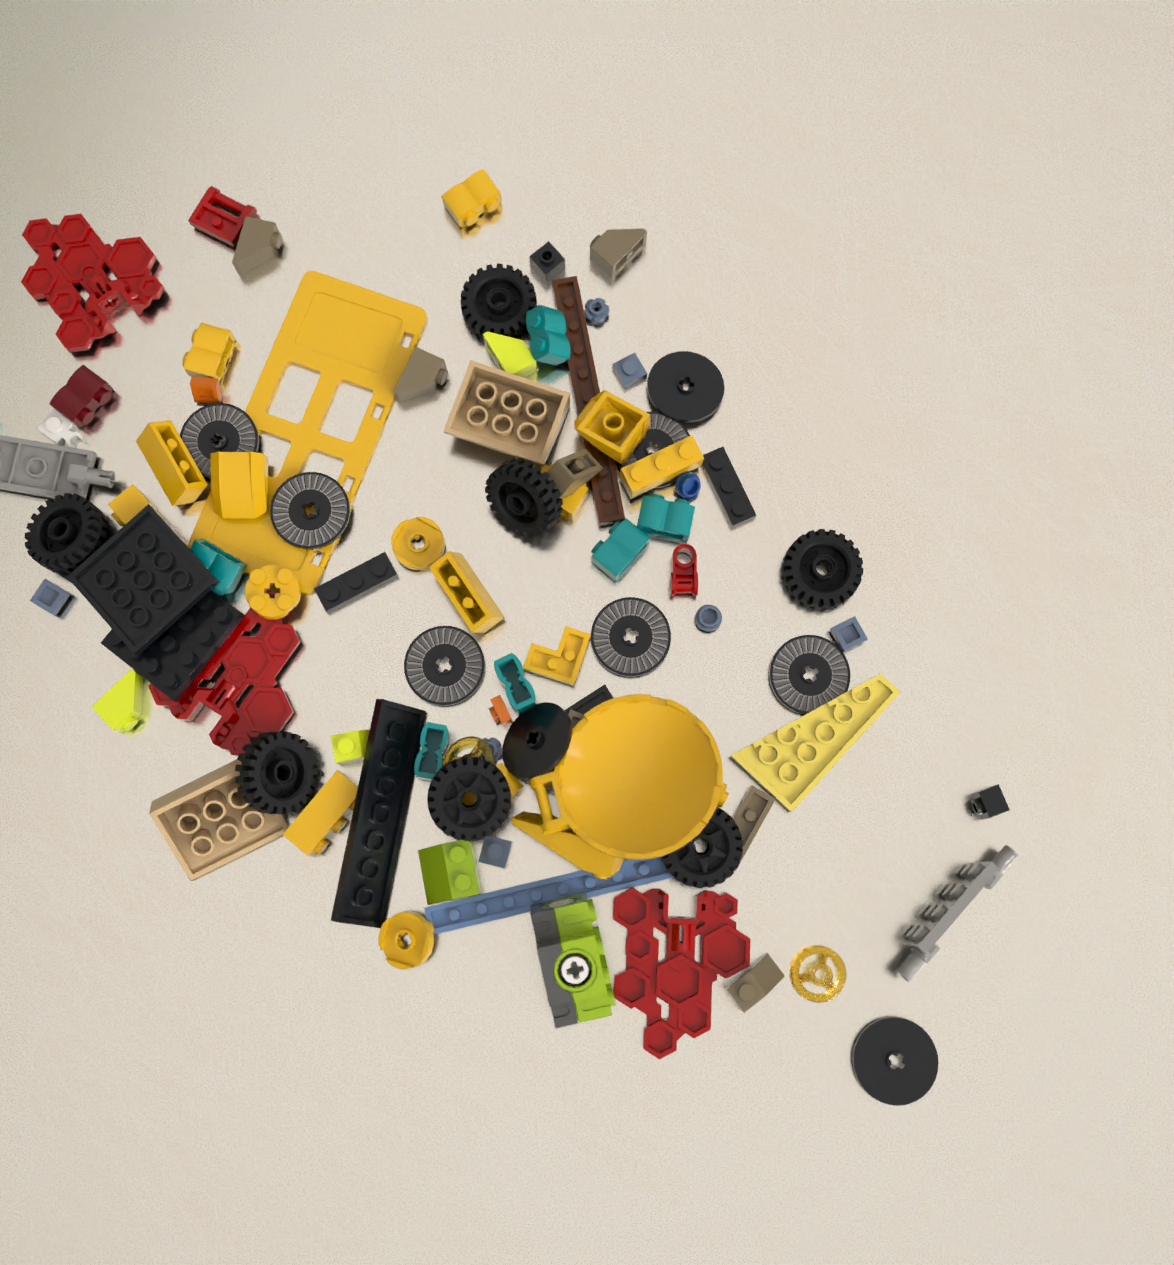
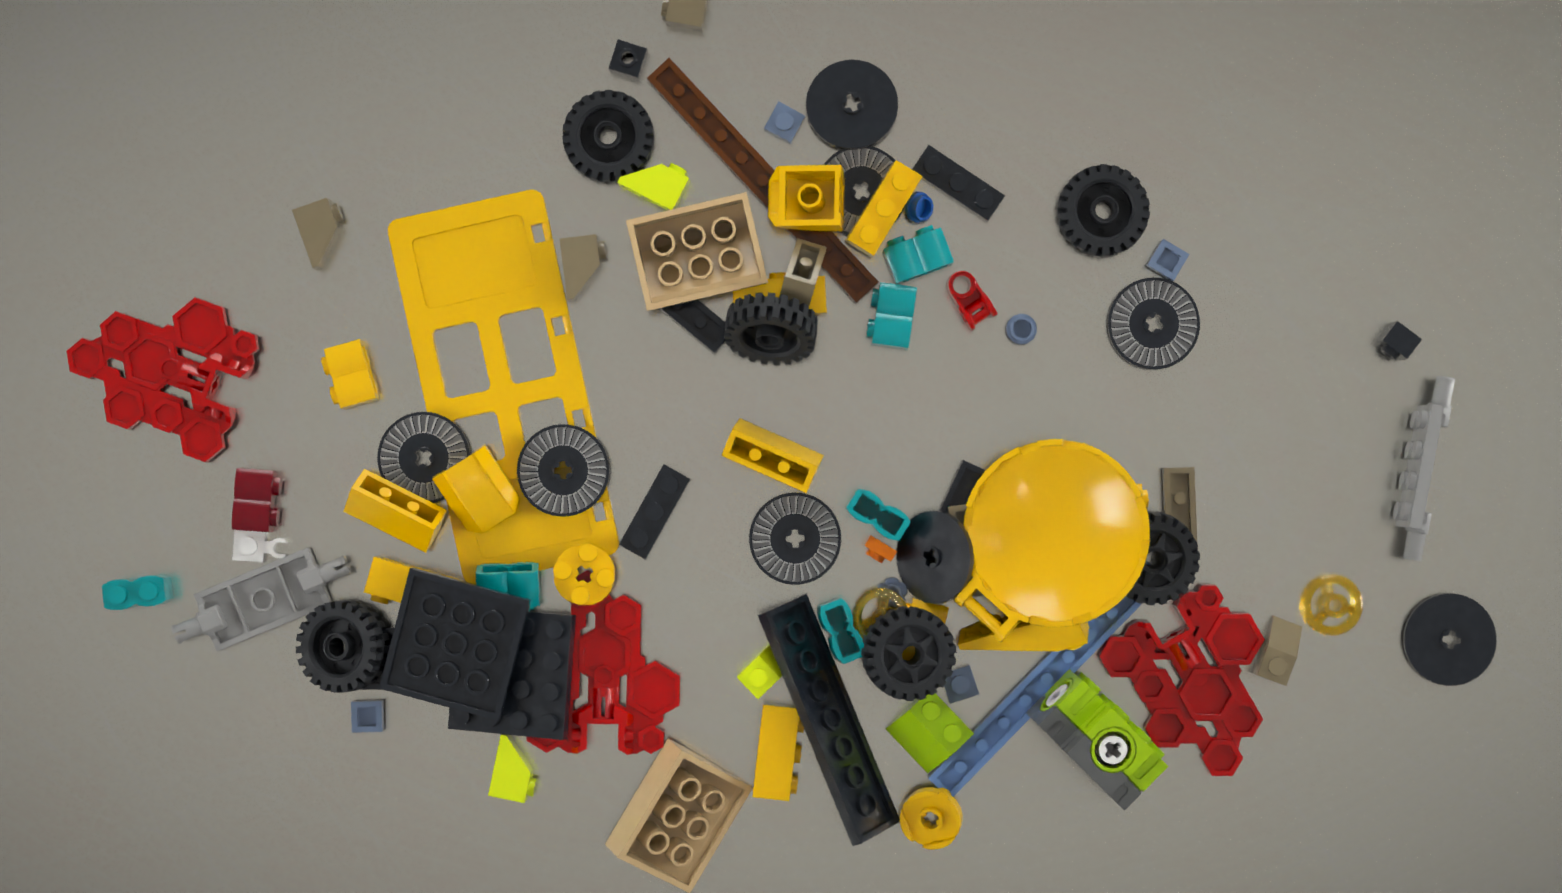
camera: 30 degrees left, 10 degrees up
(206, 390) = (375, 414): orange plate -> none
(218, 222) = (261, 230): red plate -> none
(258, 772) = (710, 743): black wheel -> none
(414, 529) = (702, 422): yellow plate -> none
(472, 198) = (507, 39): yellow brick -> none
(476, 465) = (699, 323): none -> black plate
(548, 335) = (683, 142): teal brick -> none
(560, 664) = (908, 466): yellow plate -> none
(596, 316) = (714, 86): sand blue plate -> none
(623, 656) = (964, 419): piece -> none
(805, 750) = (1194, 401): light yellow wing -> none

